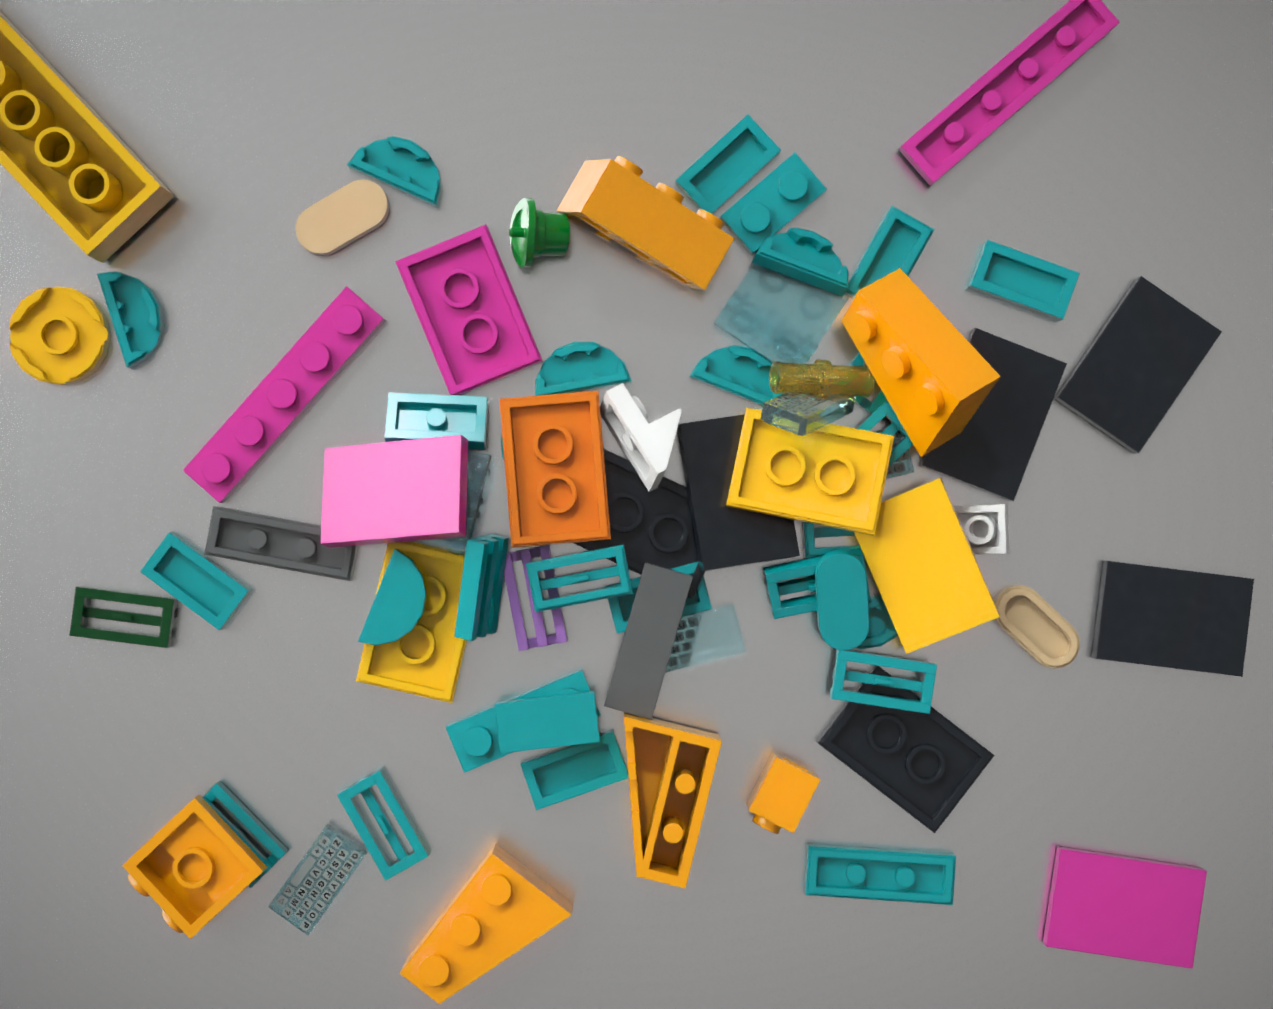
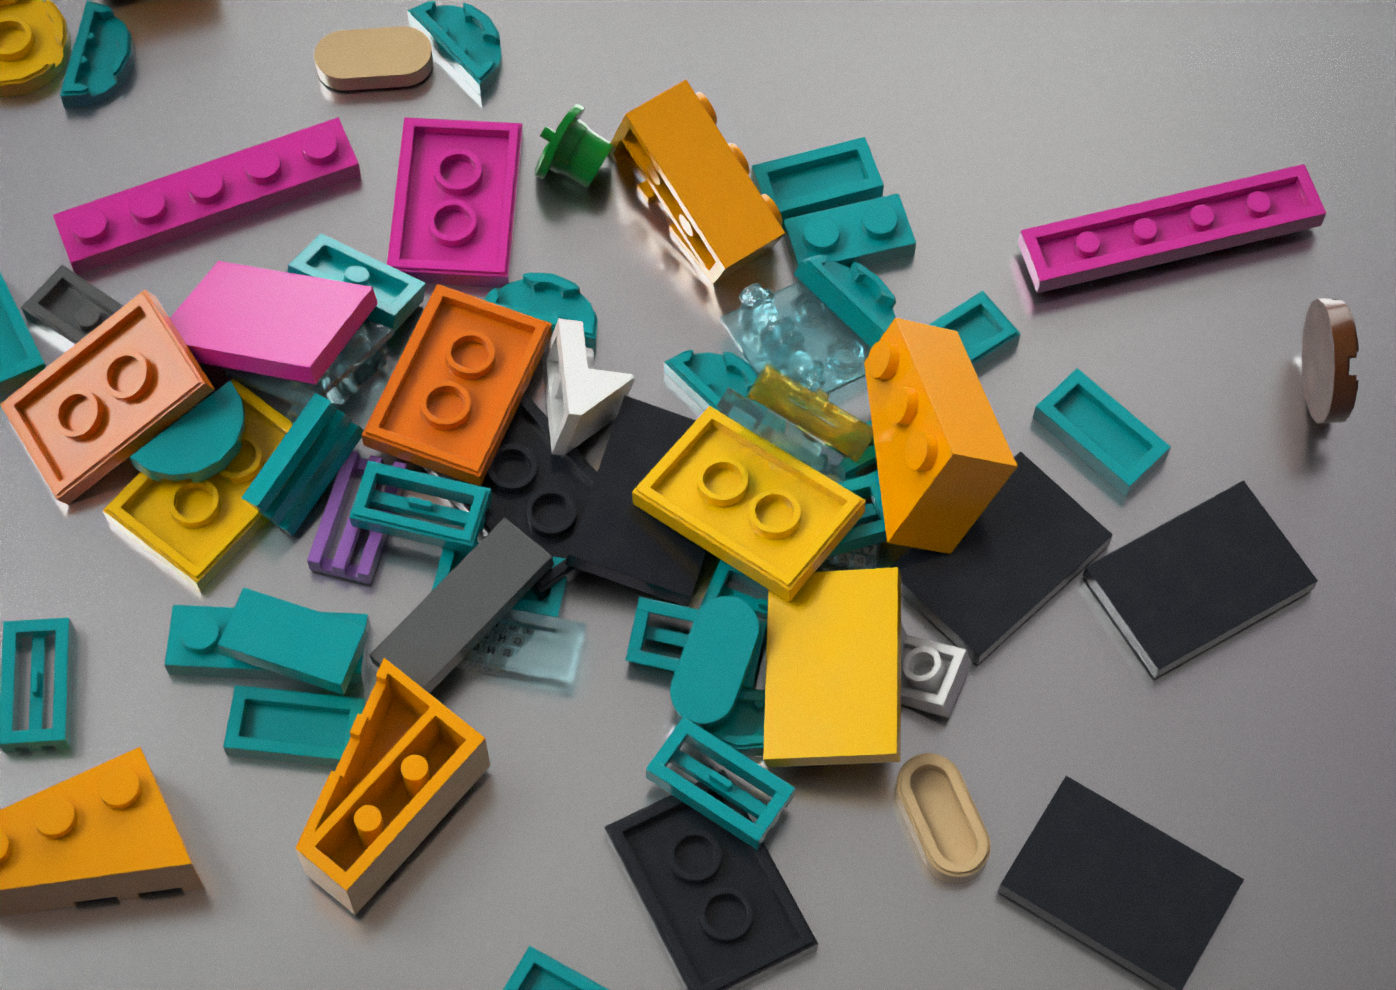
camera: 25 degrees right, 25 degrees down
(312, 600) = (106, 397): none -> orange tile
(781, 794) = (528, 861): light orange brick -> none
(1173, 158) = (1326, 353): none -> tile

